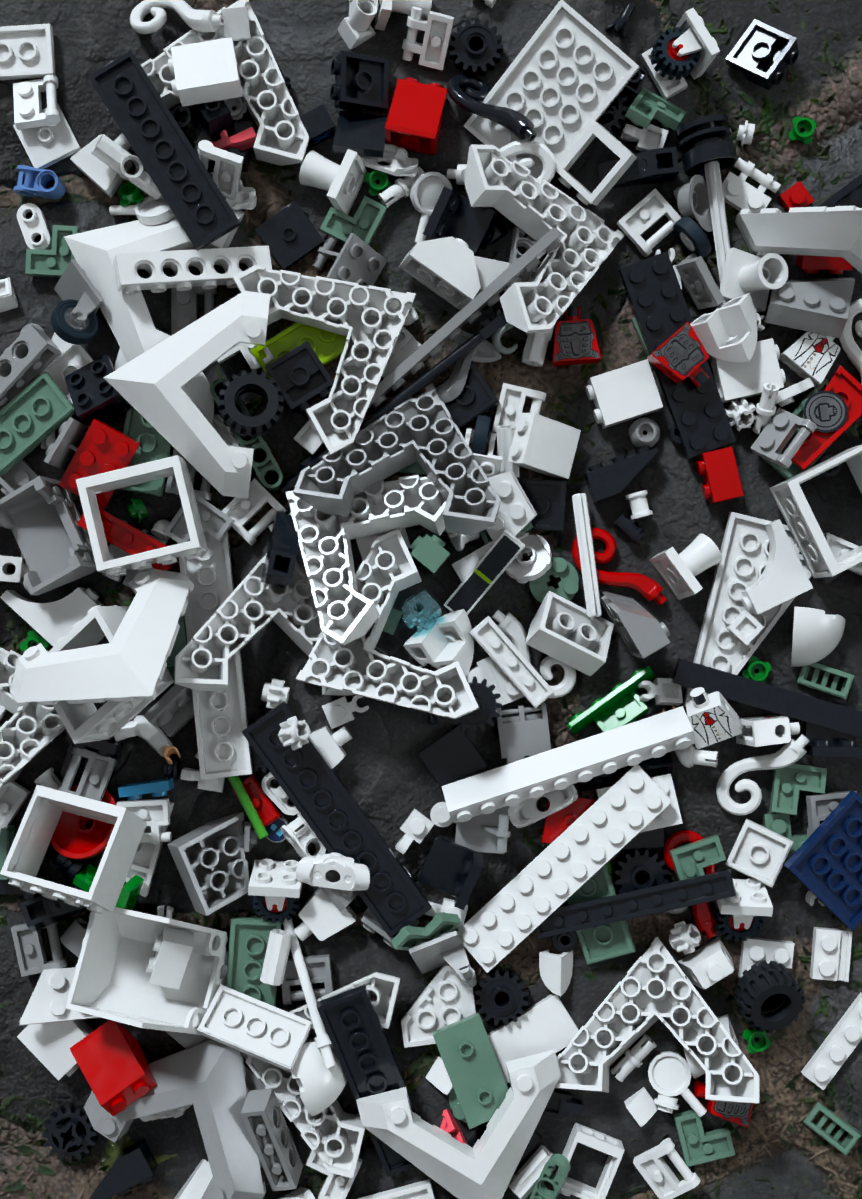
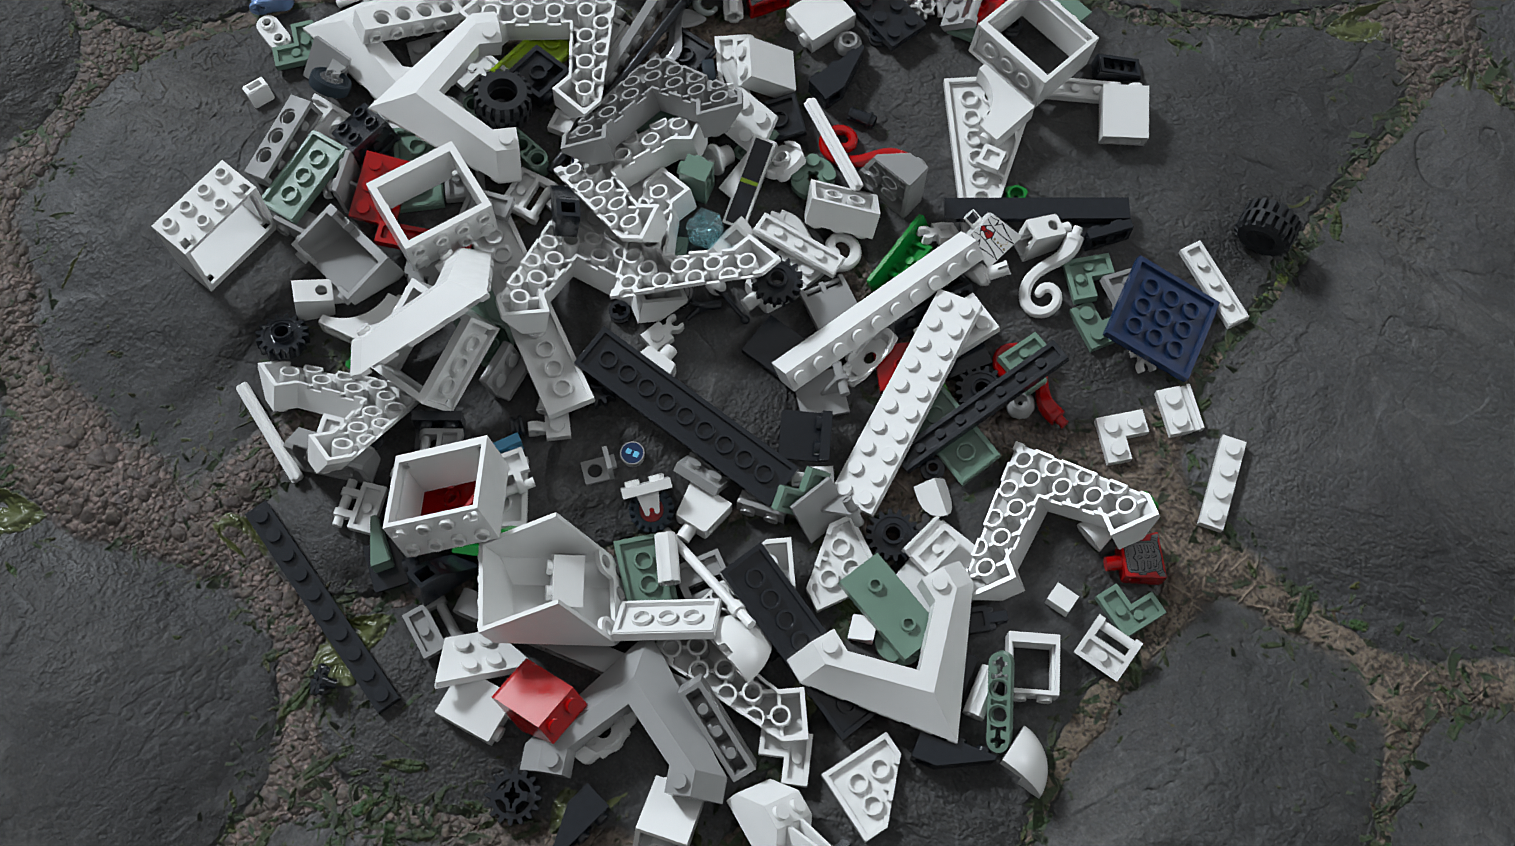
camera: 20 degrees left, 20 degrees down
(137, 509) = (424, 220): green plate -> none
(151, 734) = (489, 404): white arm -> none
(213, 863) = (581, 493): light grey wedge -> none
(248, 807) = (597, 433): bright green bar -> none
(261, 802) = (606, 434): red plate -> none
(275, 693) = (590, 331): white gear -> none
(278, 796) = (628, 419): white plate -> none
(294, 733) = (622, 341): white gear -> none
(300, 835) = (661, 450): white piece -> none
(352, 875) = (678, 462): white piece -> none
(415, 828) = (760, 415): white plate -> none
(440, 815) = (781, 395): white plate -> none
(534, 1023) = (932, 545): none -> white plate
(633, 1058) = (1036, 555): white pin -> none
(639, 504) = (863, 96): white bush -> none
(666, 1103) = (1083, 585): white plate -> none
(671, 1076) = (1077, 560): white piece -> none
(681, 568) = (920, 130): white plant -> none
(684, 937) = (1041, 431): white gear -> none
(708, 964) = (1073, 442): white torso -> none
(719, 475) = (923, 55): red brick -> none
(744, 913) = (1082, 394): white plate -> none
(759, 852) = (1080, 338): white tile -> none
(769, 996) = (1154, 454): black tyre -> none
(814, 635) = (1053, 149): white brick -> none
(828, 670) = (1086, 178): sand green slope -> none
(850, 1139) = (1258, 557): sand green slope -> none

